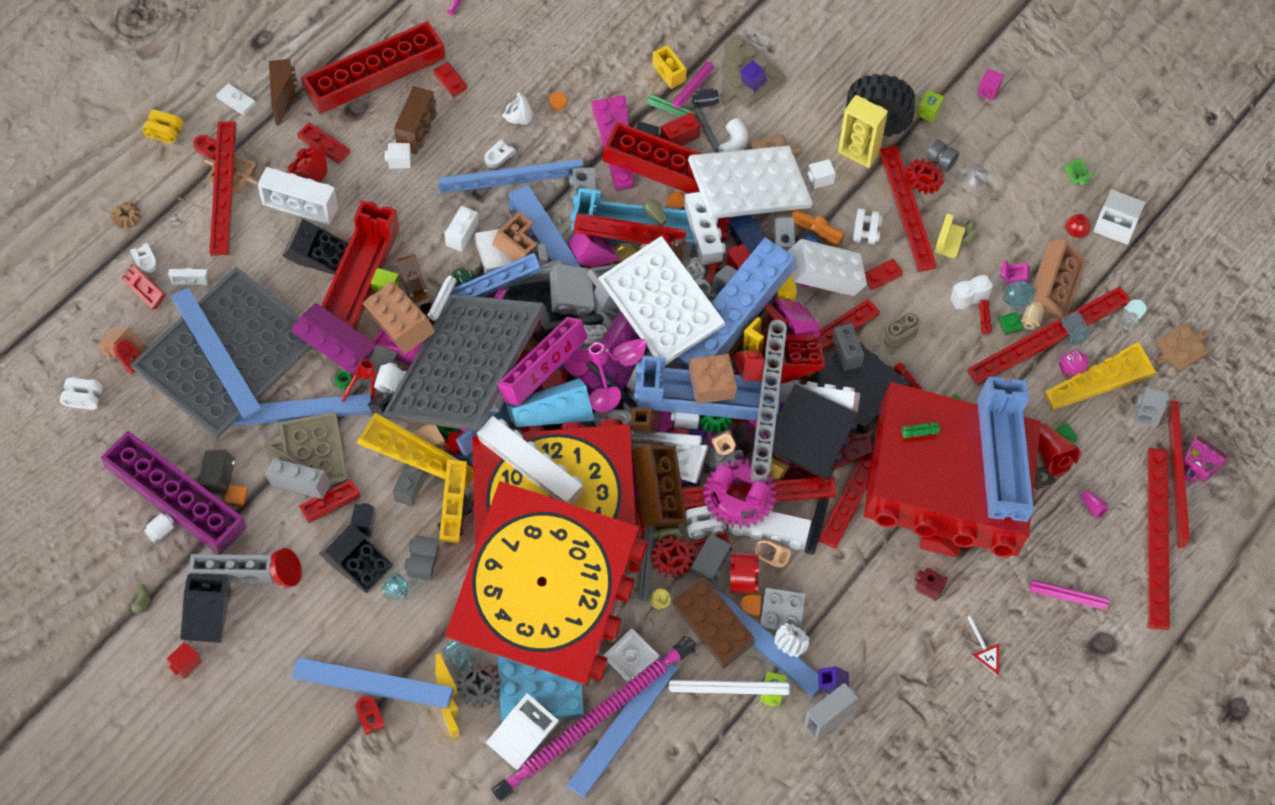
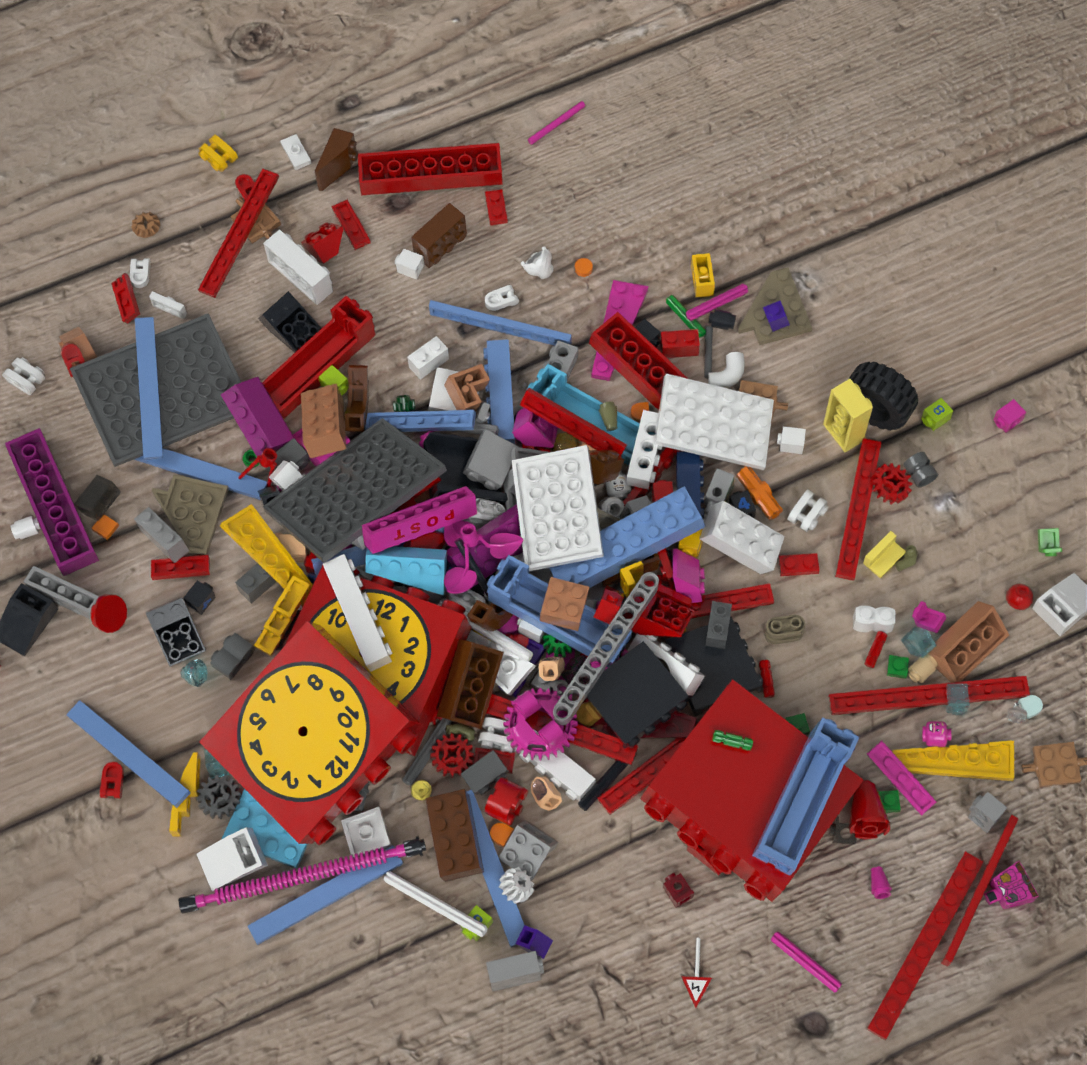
camera: 30 degrees right, 5 degrees up
(441, 298) = (372, 418): white axle -> none
(1065, 410) = (901, 778): none -> dark pink tile

